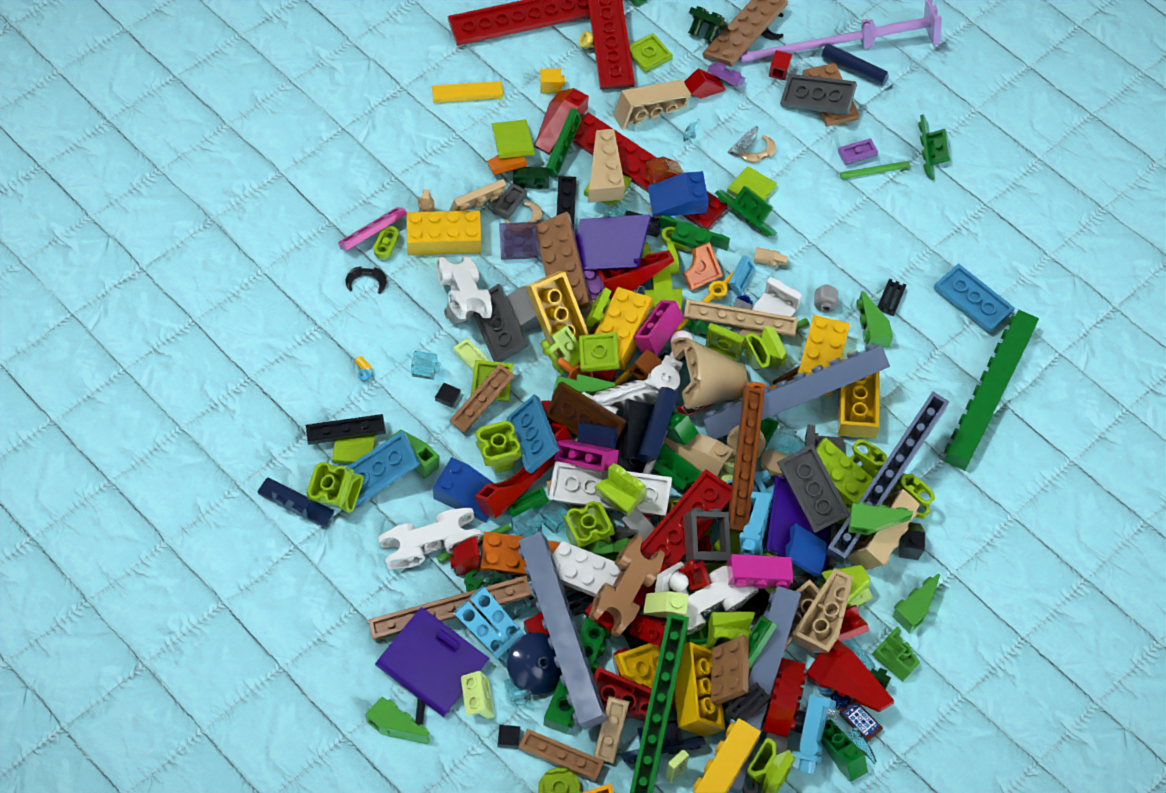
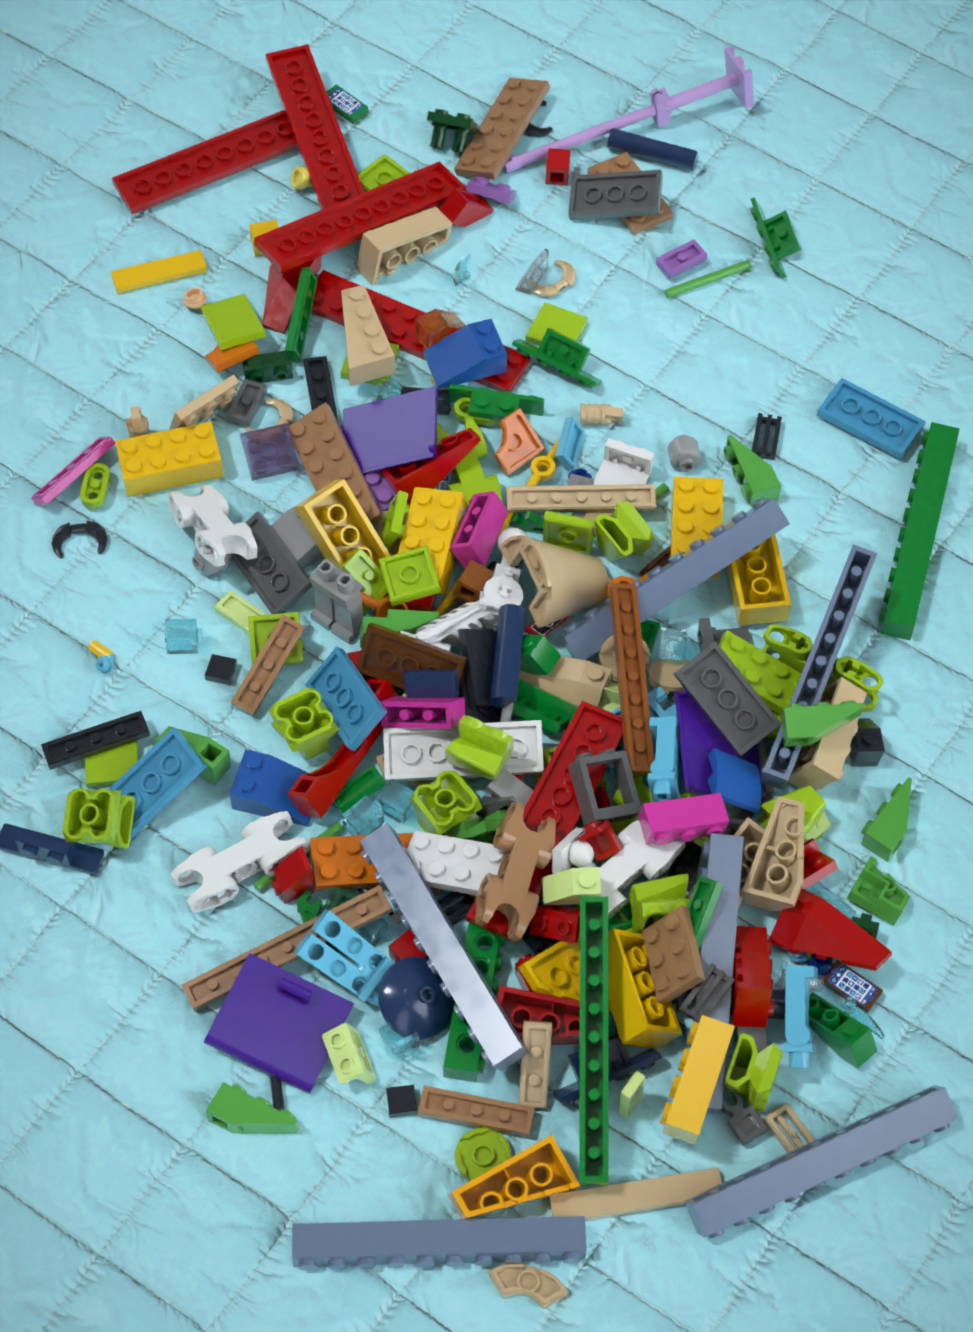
camera: 10 degrees left, 0 degrees up
(488, 116) = (194, 298): none -> light nougat plate
(542, 361) = (337, 601): none -> light grey hips
(613, 78) = (349, 219): none -> red plate

